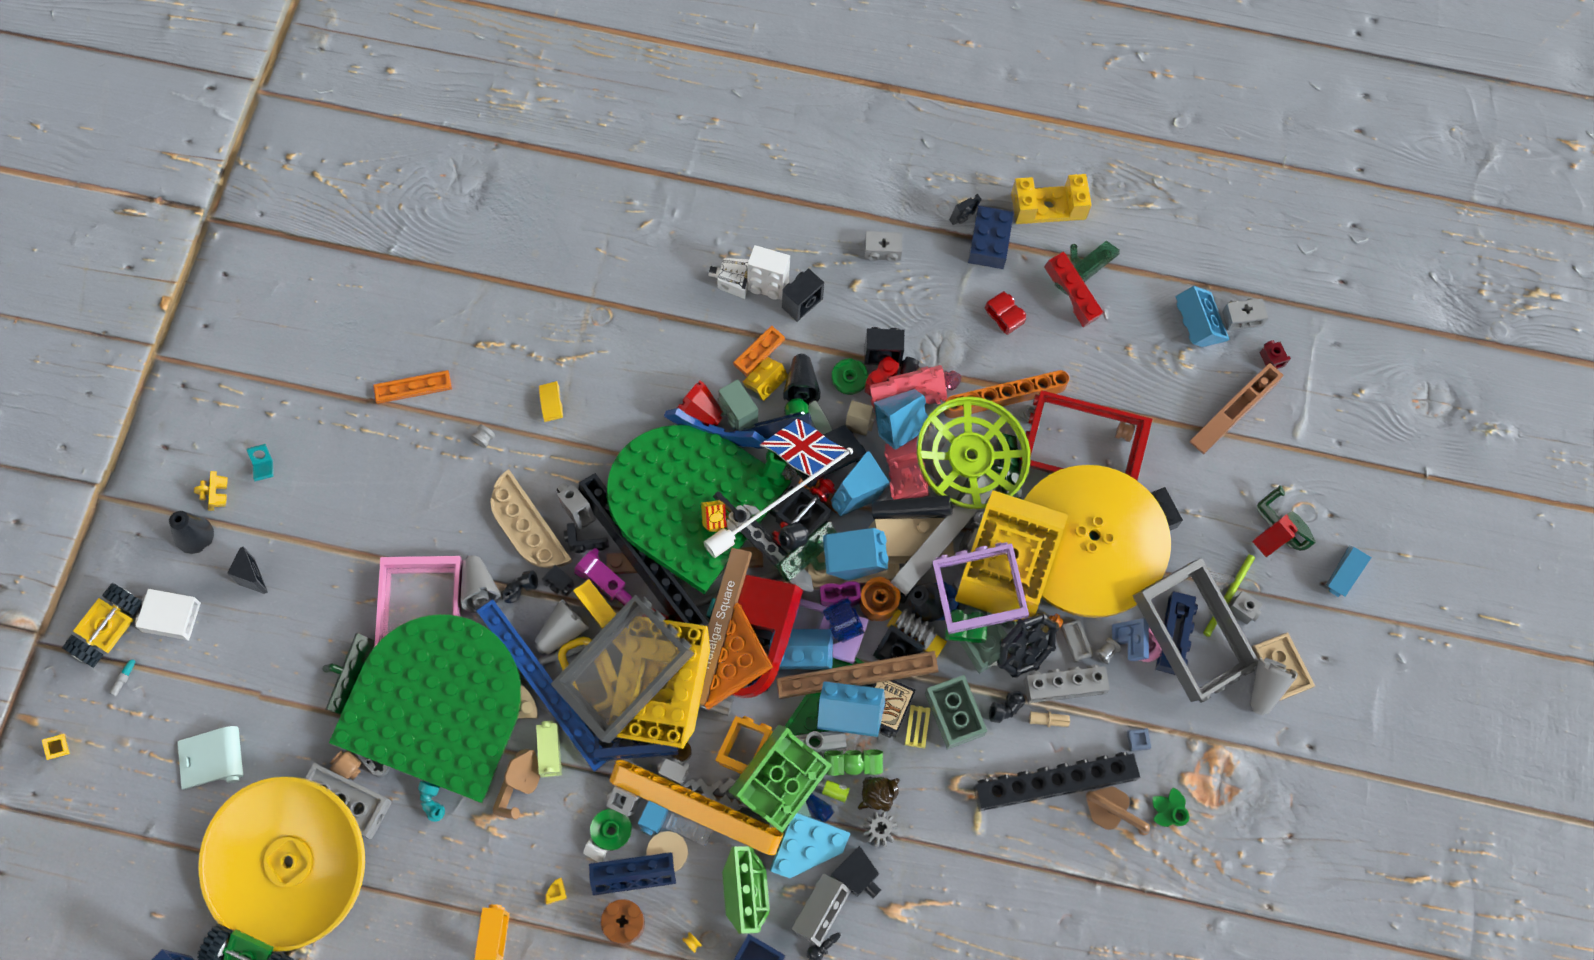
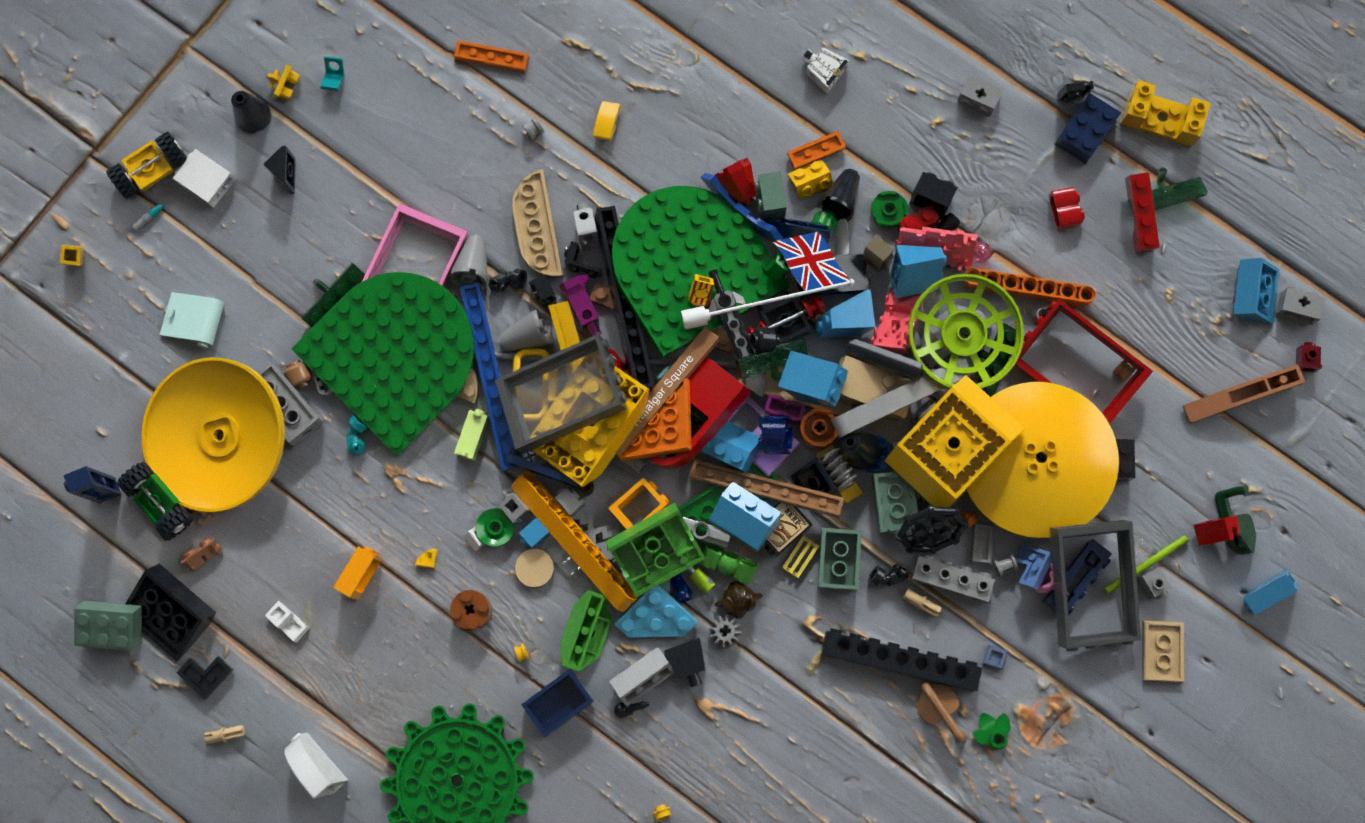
camera: 35 degrees right, 10 degrees up
(521, 775) = (438, 446): medium nougat piece -> none
(632, 871) = (497, 571): dark blue fence -> none
(768, 272) = (856, 79): white brick -> none
(802, 294) = (880, 112): black brick -> none
(976, 635) = (882, 489): green brick -> none
(981, 553) = (906, 426): lavender window -> none
(1270, 685) = (1140, 663): light grey cone -> none

